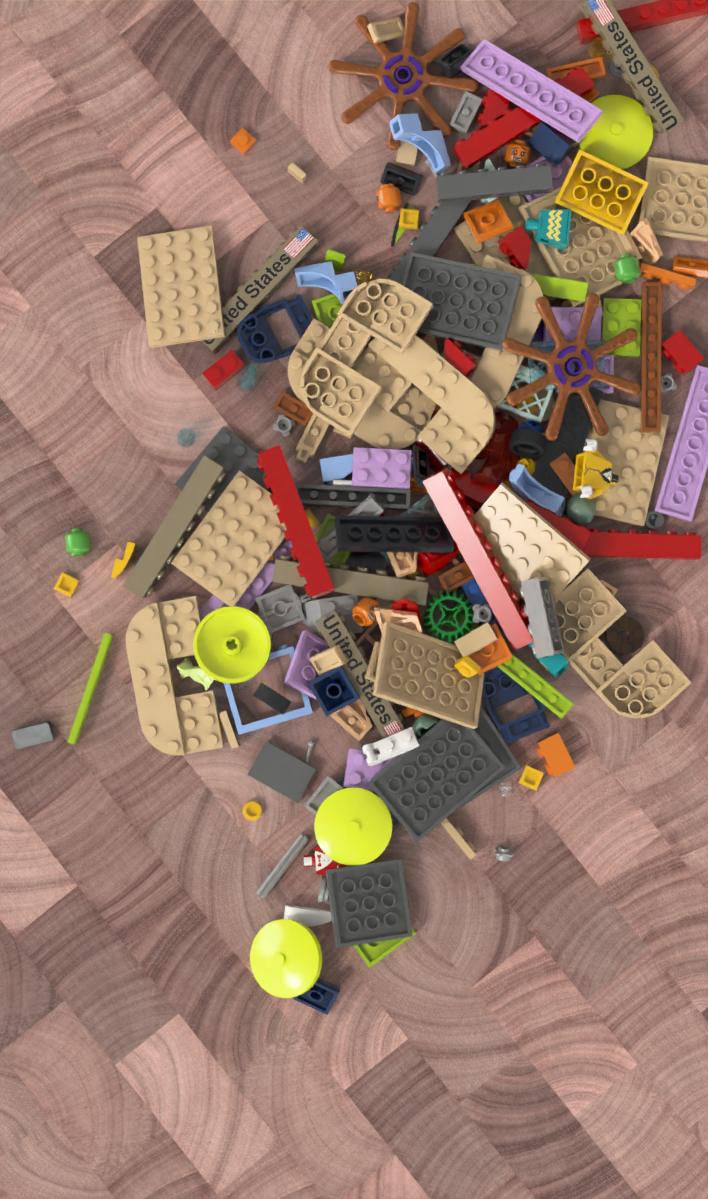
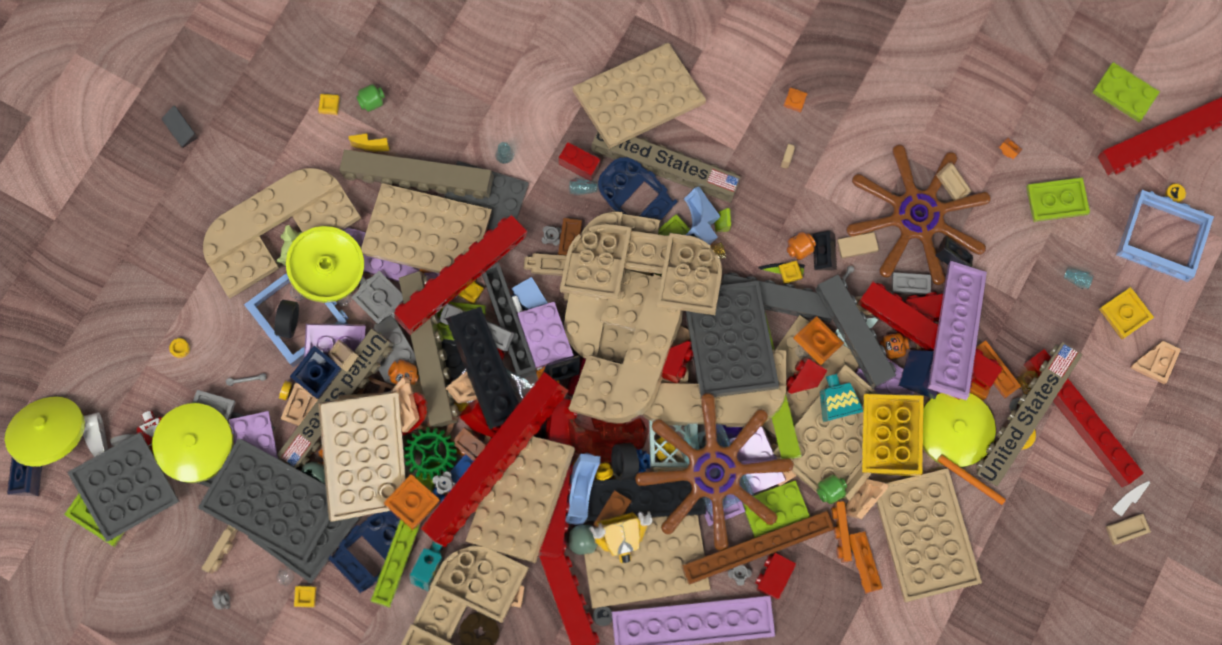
camera: 65 degrees right, 10 degrees down
(90, 688) = (240, 159): lime tile -> none
(229, 730) = (253, 290): tan tile -> none
(281, 867) = (135, 395): light grey axle -> none
(282, 771) = (225, 360): dark grey tile -> none
(333, 726) = (285, 390): none -> yellow tile
(390, 746) = (282, 447): white plate -> none
(408, 129) = (871, 235): light blue arch -> none
(467, 666) = (385, 488): yellow plate -> none
(476, 640) = (415, 487): tan tile -> none
(542, 617) = (459, 539): light grey slope -> none
(555, 755) = (335, 611): orange brick -> none
(666, 140) = (971, 479): none -> orange bar

